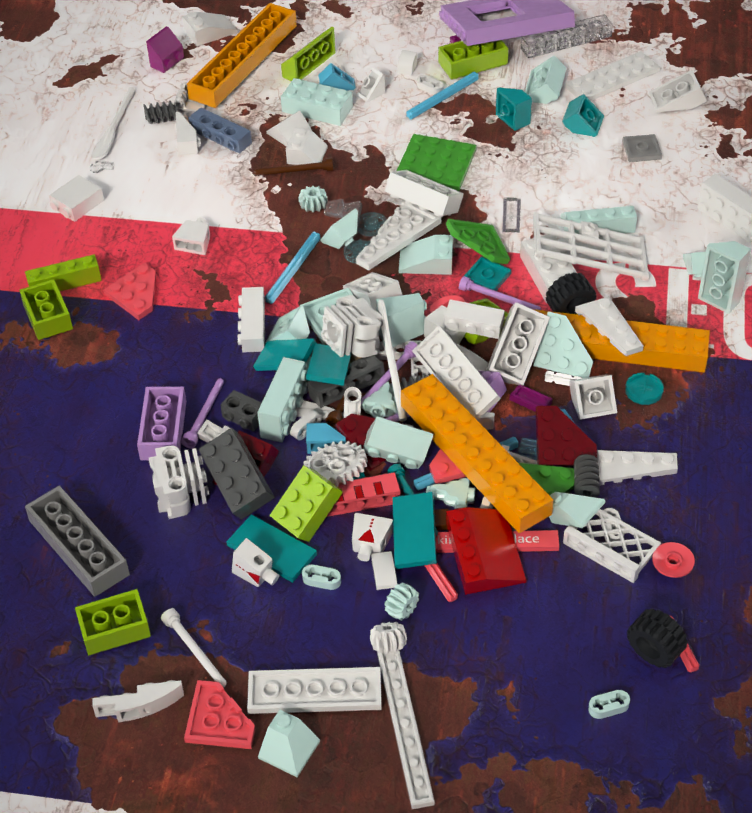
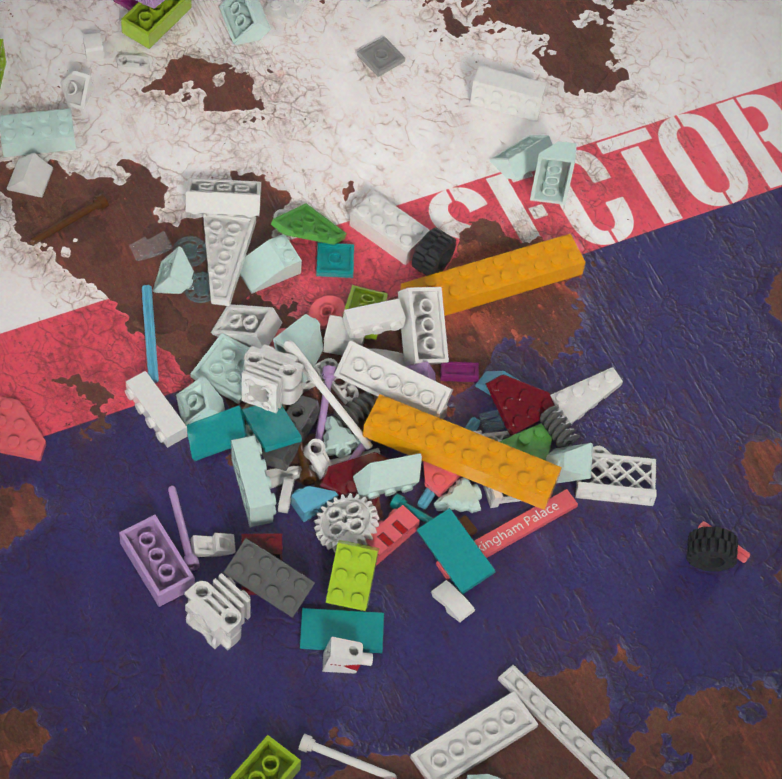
camera: 40 degrees left, 10 degrees up
(77, 541) = (169, 717): light grey brick -> none
(192, 236) = (29, 344): white torso -> none
(241, 410) = (219, 504): dark grey brick -> none
(305, 147) = (65, 193): white slope -> none
(312, 199) = (115, 248): light aqua gear -> none
(321, 577) = (404, 636): light aqua beam -> none
(336, 78) = (36, 97): medium azure slope -> none
(370, 534) = (419, 575): white torso -> none
(388, 637) = (503, 661): white gear -> none
(401, 601) = (491, 623): light aqua gear -> none
(438, 159) = (201, 152): bright green plate -> none
(442, 95) = (154, 72): medium azure axle -> none
(442, 582) = (507, 586): coral axle -> none
(467, 284) = (326, 278): lavender piece -> none
(484, 549) = (522, 539): red slope -> none
(511, 214) = (317, 186): clear slope -> none
(513, 107) = (239, 61): teal slope -> none
(559, 378) = (473, 338): white axle -> none
(562, 349) = (463, 310): light aqua plate -> none
(583, 117) = (307, 44): teal slope -> none
(589, 234) = (406, 179): white door -> none
(593, 396) = (511, 343): white slope -> none
(609, 704) = (708, 626): light aqua beam -> none
(611, 323) = (483, 263): white wing -> none
(616, 219) = (397, 156): light aqua slope -> none
(644, 388) = (545, 315): teal tile -> none
(673, 553) = (677, 463): coral dish -> none

